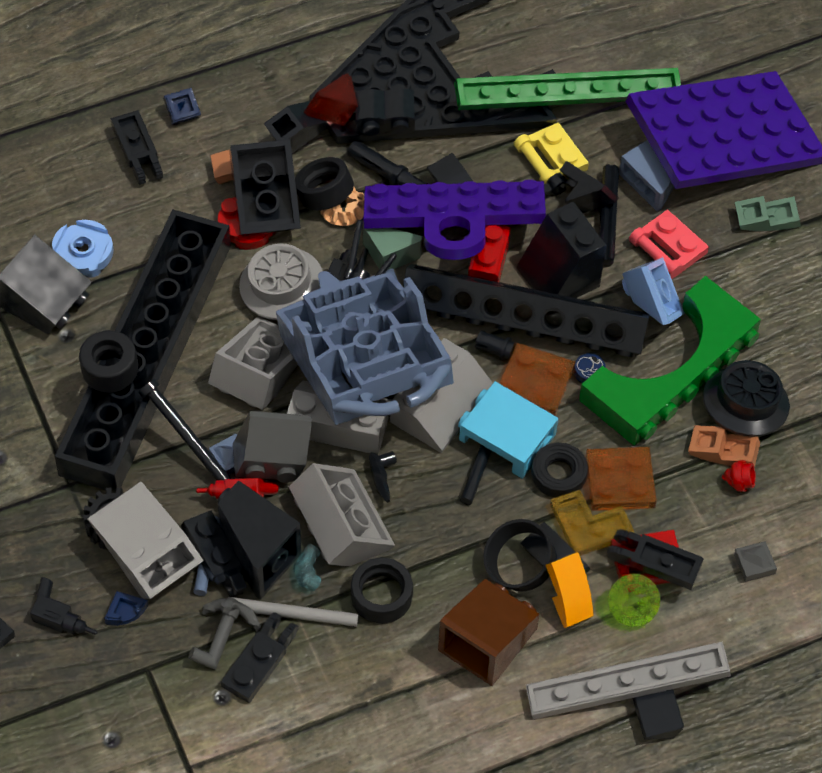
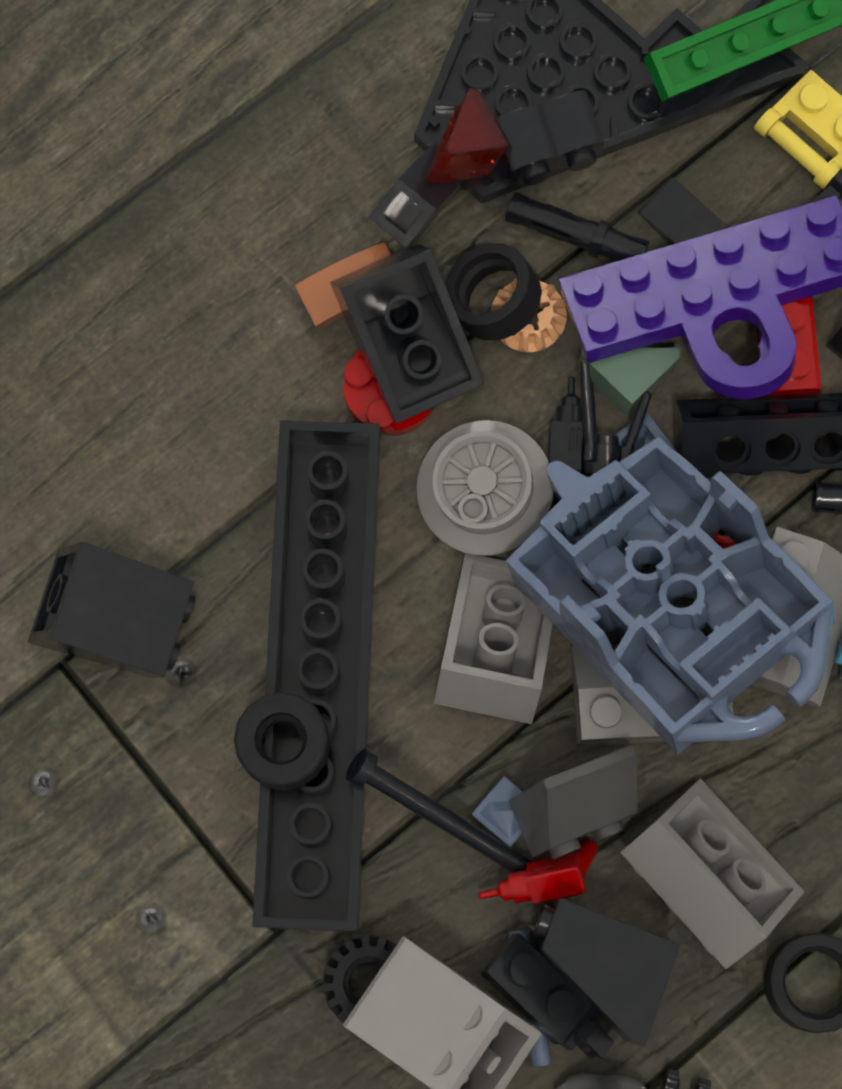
camera: 15 degrees left, 20 degrees up
(84, 232) = (133, 493): light blue plate -> none
(136, 144) = (171, 298): black hinge -> none
(182, 106) = (218, 207): dark blue tile -> none
(301, 612) = (694, 1053): light grey bar -> none
(304, 569) = (687, 981): clear light blue arm -> none
(378, 472) = (742, 778): black bar -> none

